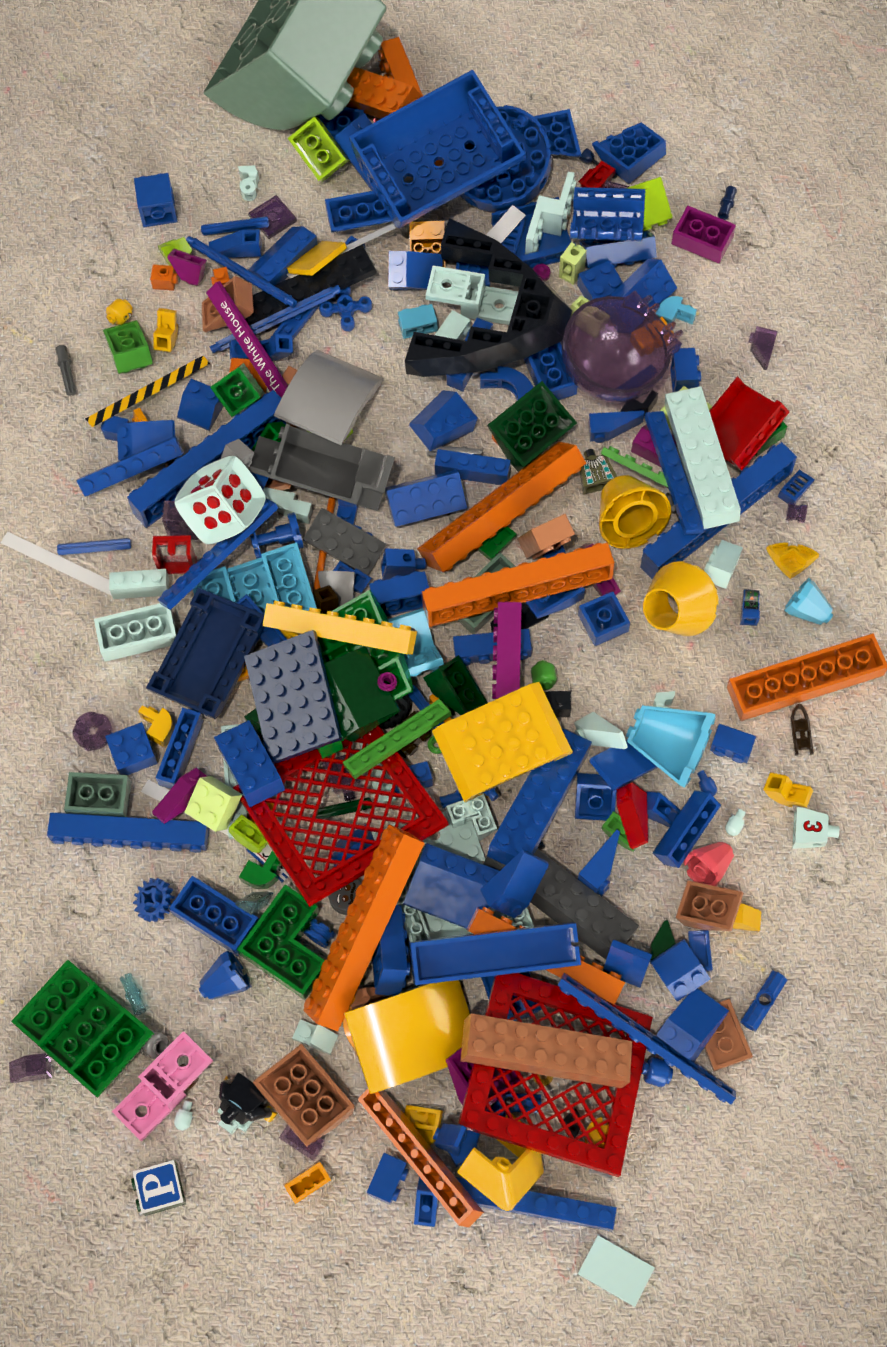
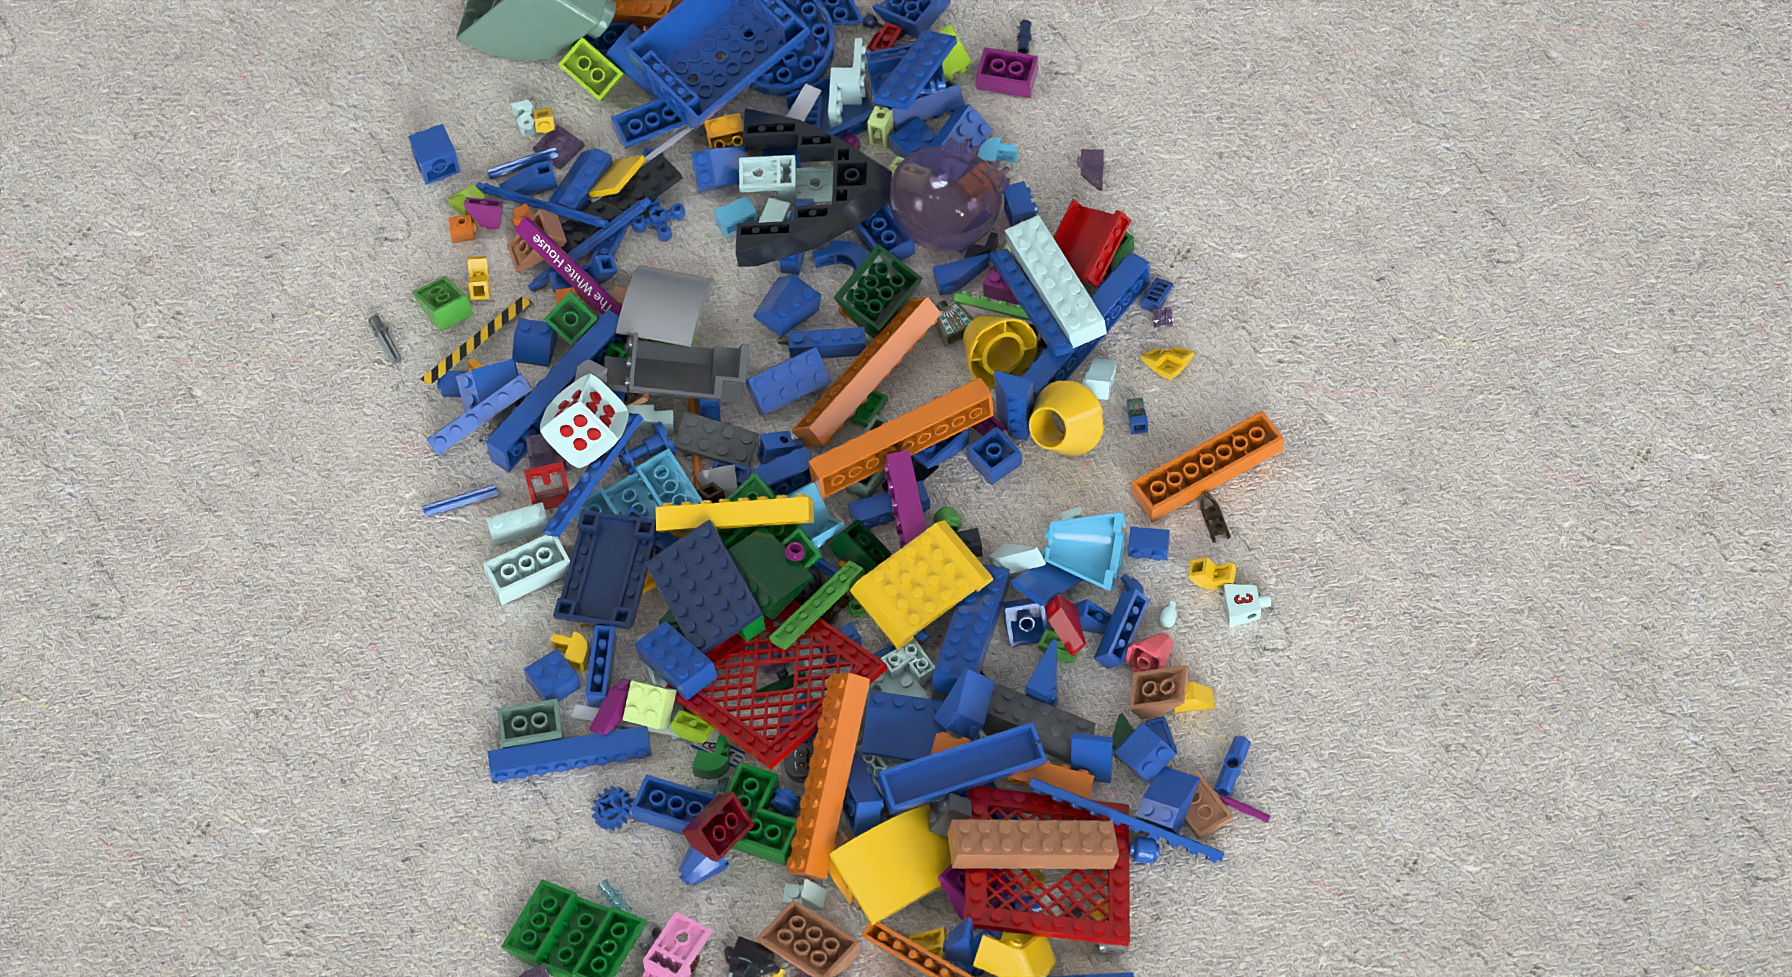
camera: 10 degrees left, 10 degrees down
(57, 562) = (428, 524): white sticker -> none
(83, 726) = (497, 674): clear purple plate -> none
(119, 311) = (424, 271): yellow head -> none
(244, 953) = (718, 826): none -> dark red slope
(264, 192) = (545, 123): none -> yellow brick
(473, 996) = (949, 808): none -> dark grey brick
(546, 537) = (918, 387): nougat brick -> none
(616, 215) = (915, 69): none -> blue plate
(634, 573) = (1014, 404): none -> blue slope
(766, 1048) = (1249, 810): none -> magenta piece
(809, 604) = (1195, 399): medium azure cone -> none

